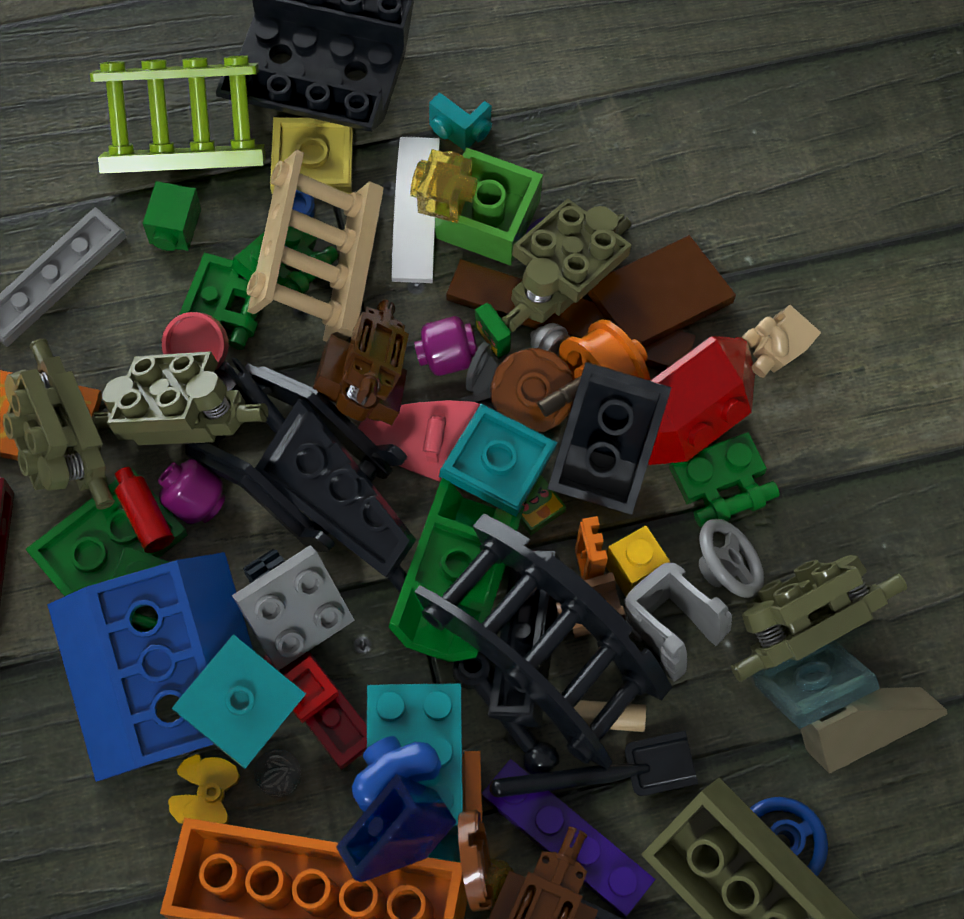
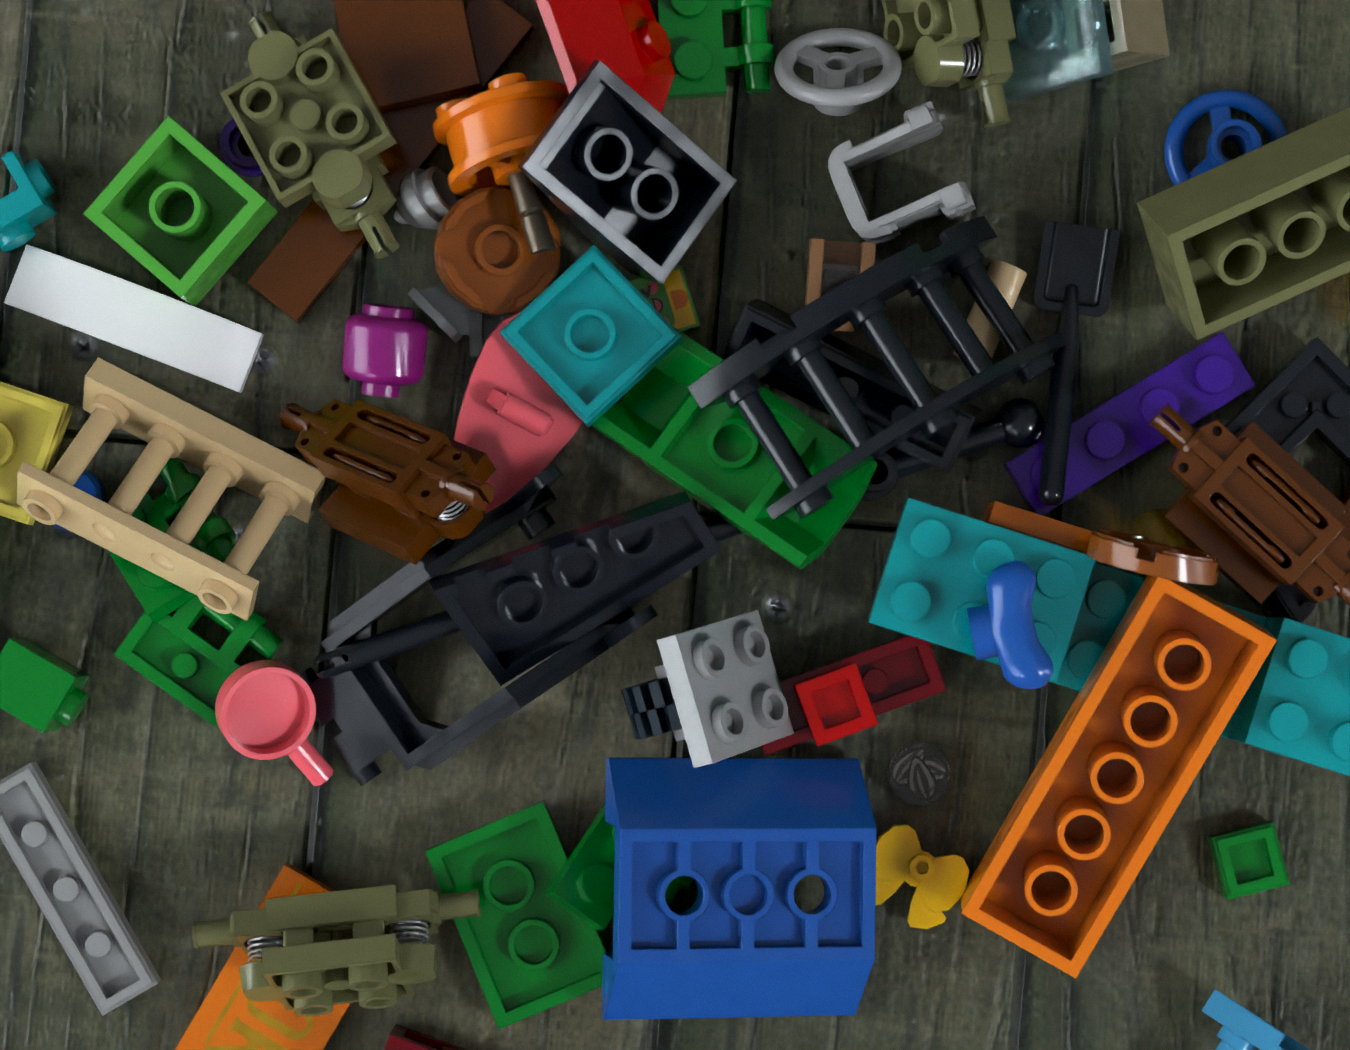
camera: 65 degrees left, 20 degrees up
(142, 511) = (503, 854): red cylinder -> none
(174, 402) = (359, 766): olive piece -> none
(191, 491) = (492, 778): magenta head -> none
(238, 701) = (835, 800): teal plate -> none
(395, 829) = (1092, 648): clear blue slope -> none
(443, 185) = (147, 269): clear yellow brick -> none
(493, 329) = (379, 273): green tile -> none
(589, 546) = (771, 258): orange tile -> none
(634, 558) = (798, 198): yellow brick -> none

